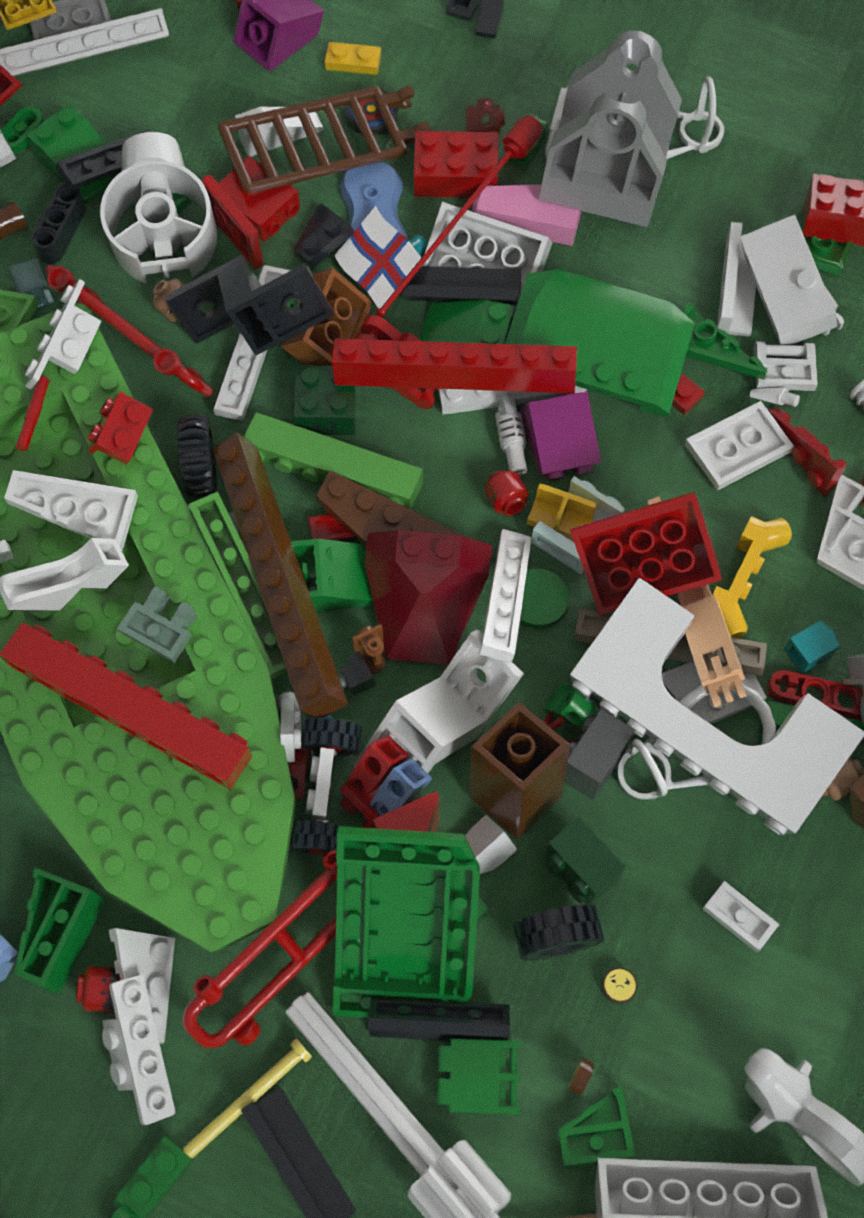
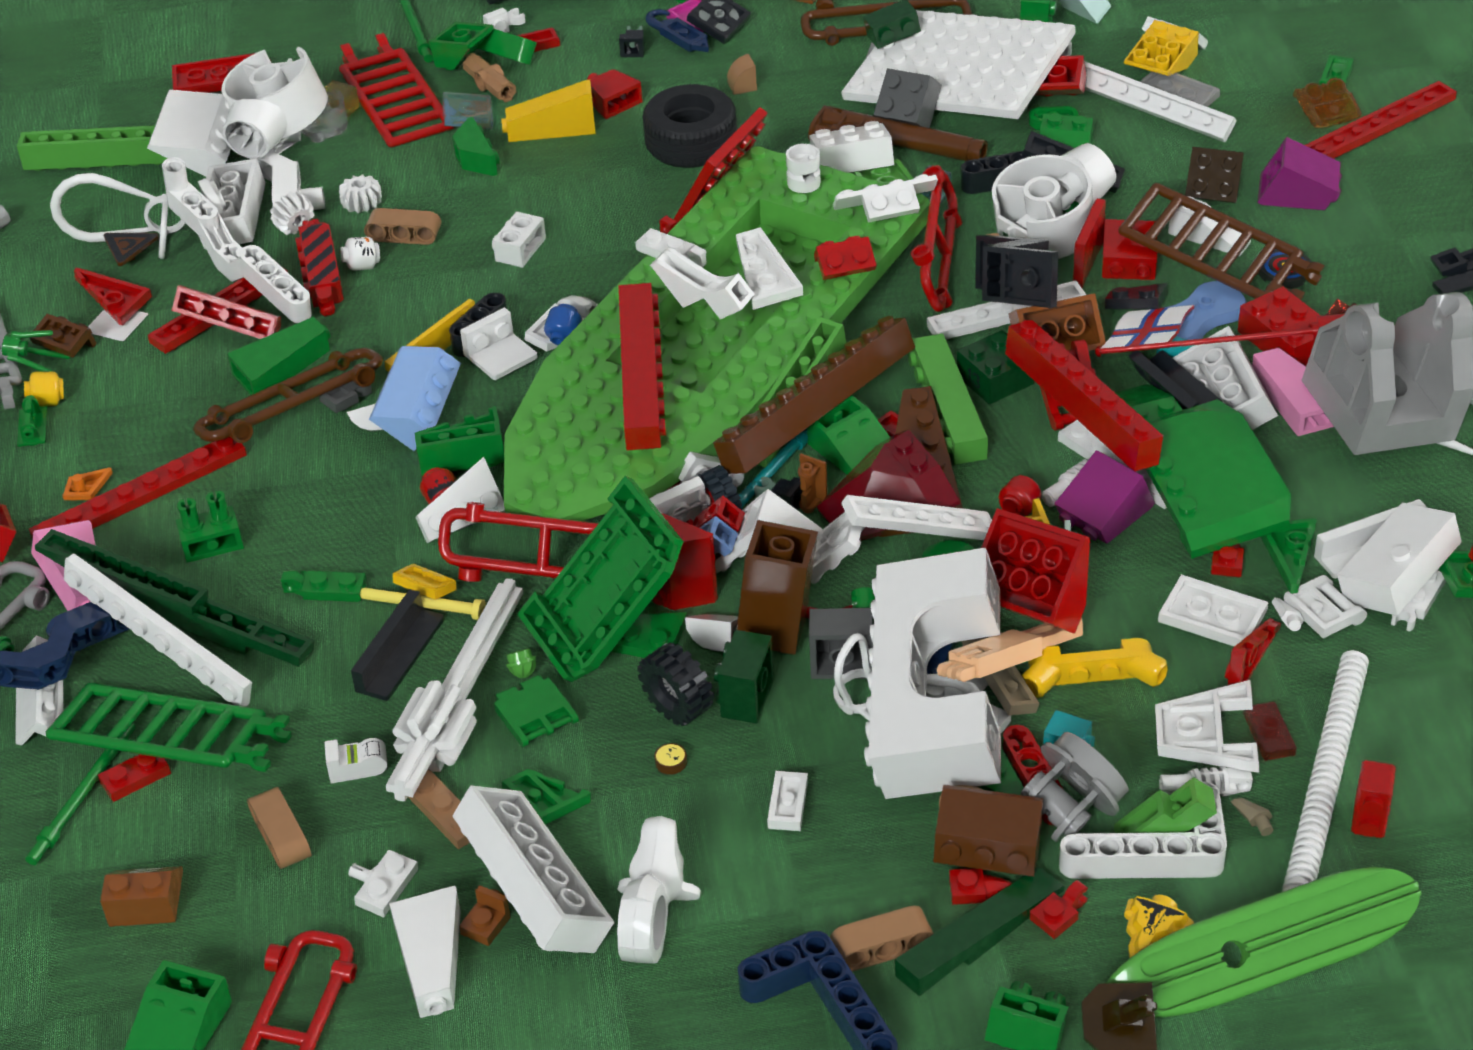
camera: 60 degrees right, 25 degrees down
(32, 414) = (815, 218): red piece -> none
(137, 1051) = (414, 518): white bracket -> none
(156, 632) = (707, 351): sand green plate -> none
(196, 455) = (872, 308): black gear -> none
(218, 74) = (1214, 174): none -> dark brown plate
(224, 1083) = (425, 581): none -> yellow plate
(353, 58) = (1323, 235): yellow plate -> none
(407, 1051) = (521, 663): none -> bright green plate
(438, 1020) = (556, 661): black panel -> none
(581, 1076) = (579, 763): reddish brown tile -> none

